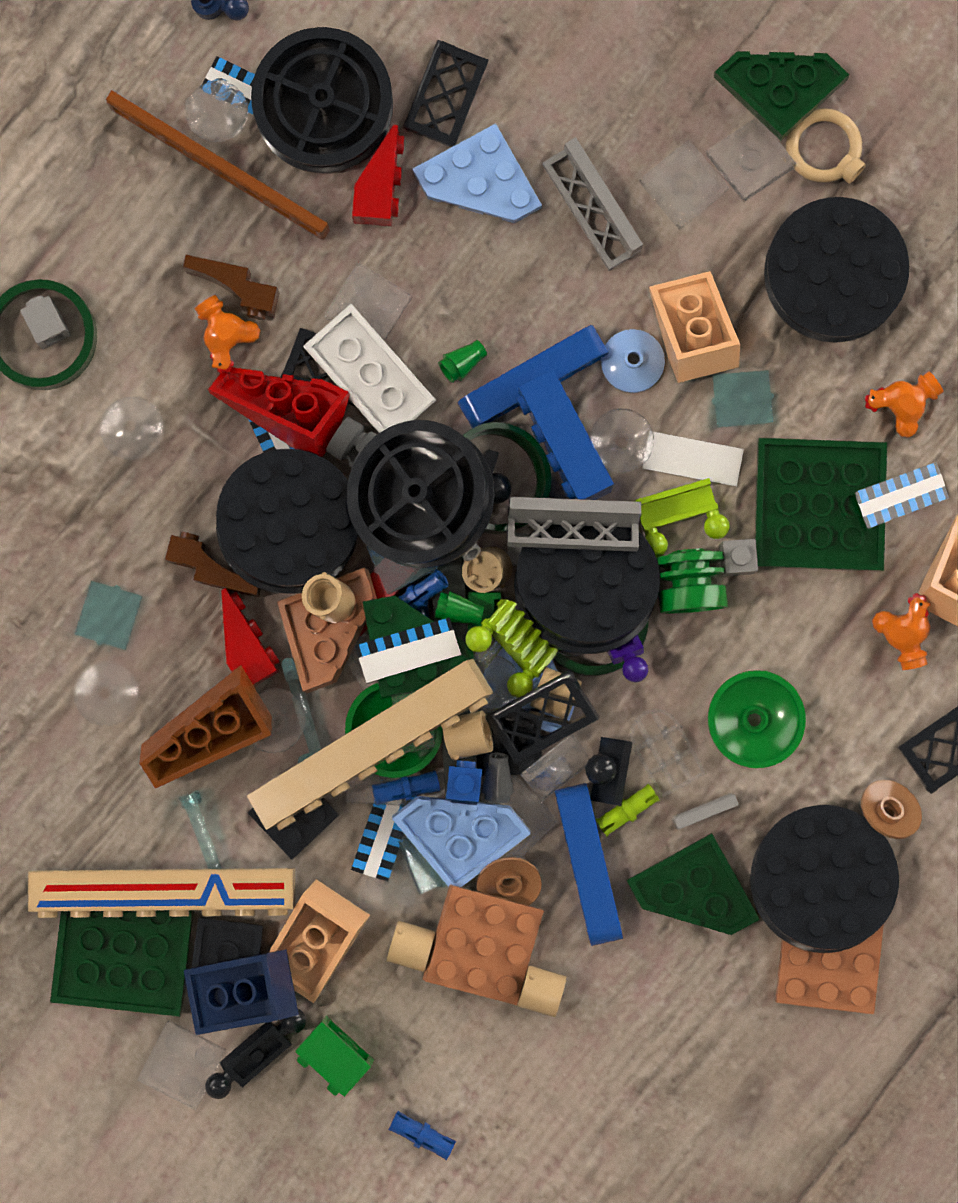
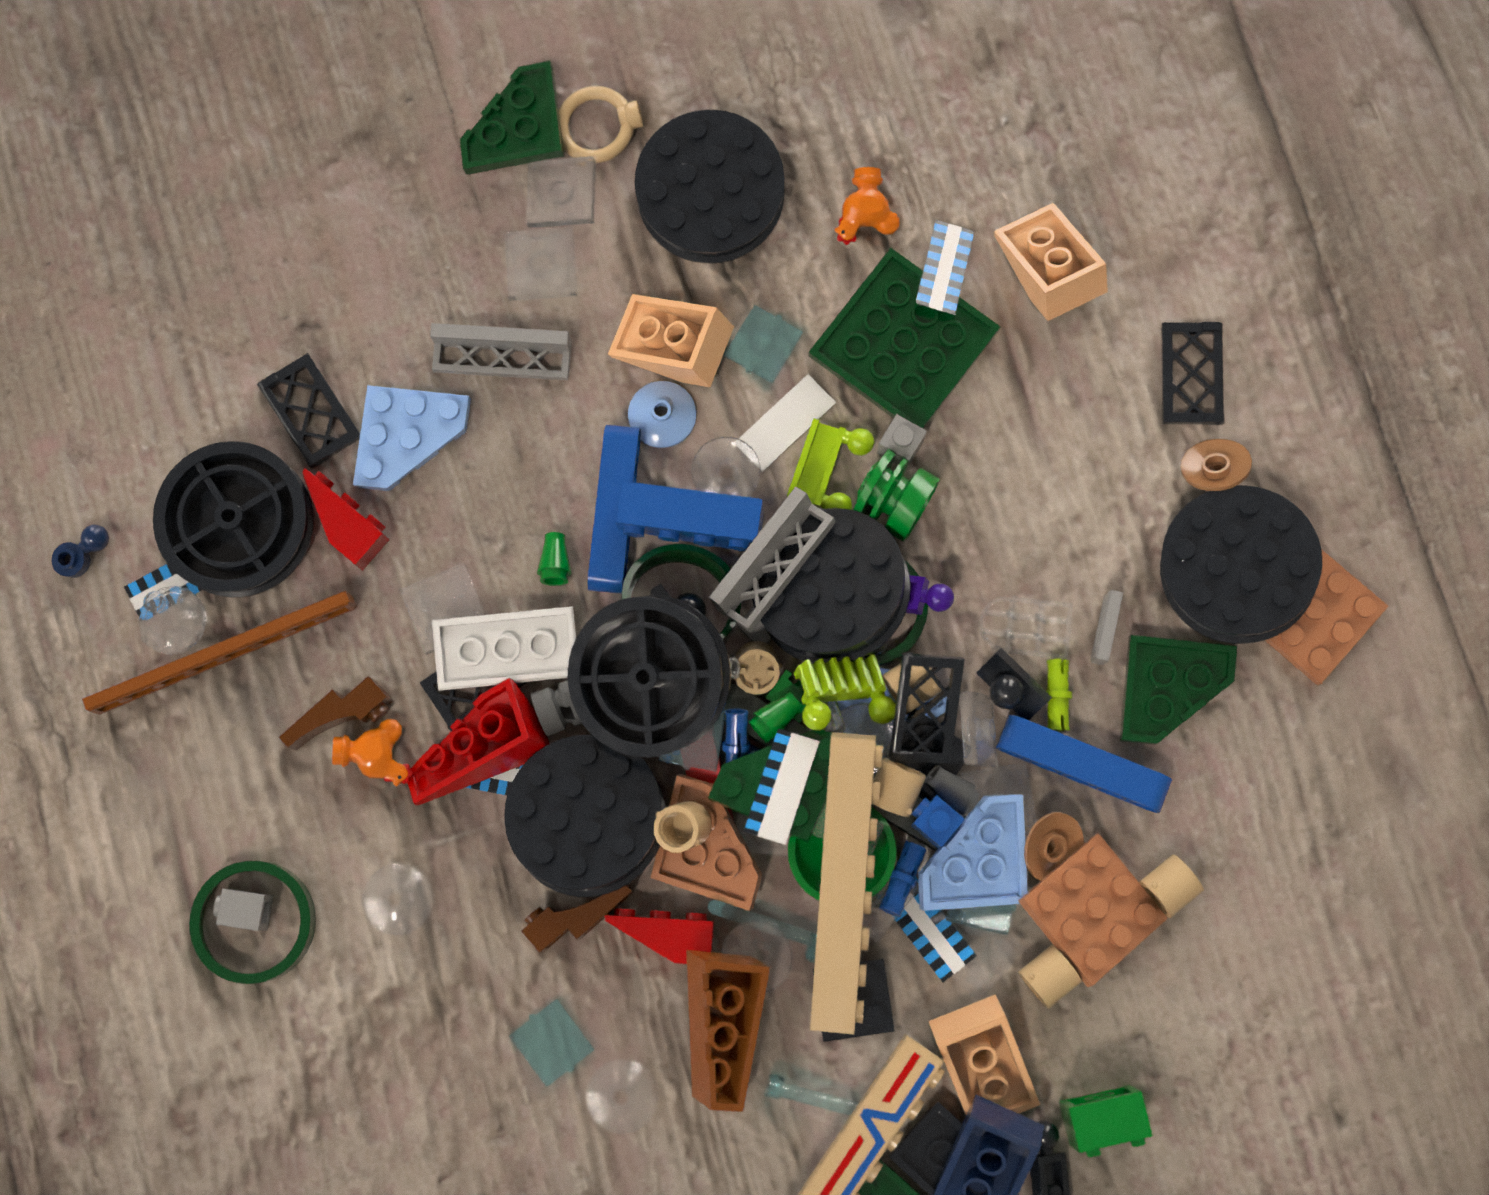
camera: 50 degrees left, 5 degrees down
(422, 1135) = (1229, 1089): blue pin -> none
(779, 712) = (1072, 507): green dish -> none
(907, 631) = (1068, 344): orange animal -> none

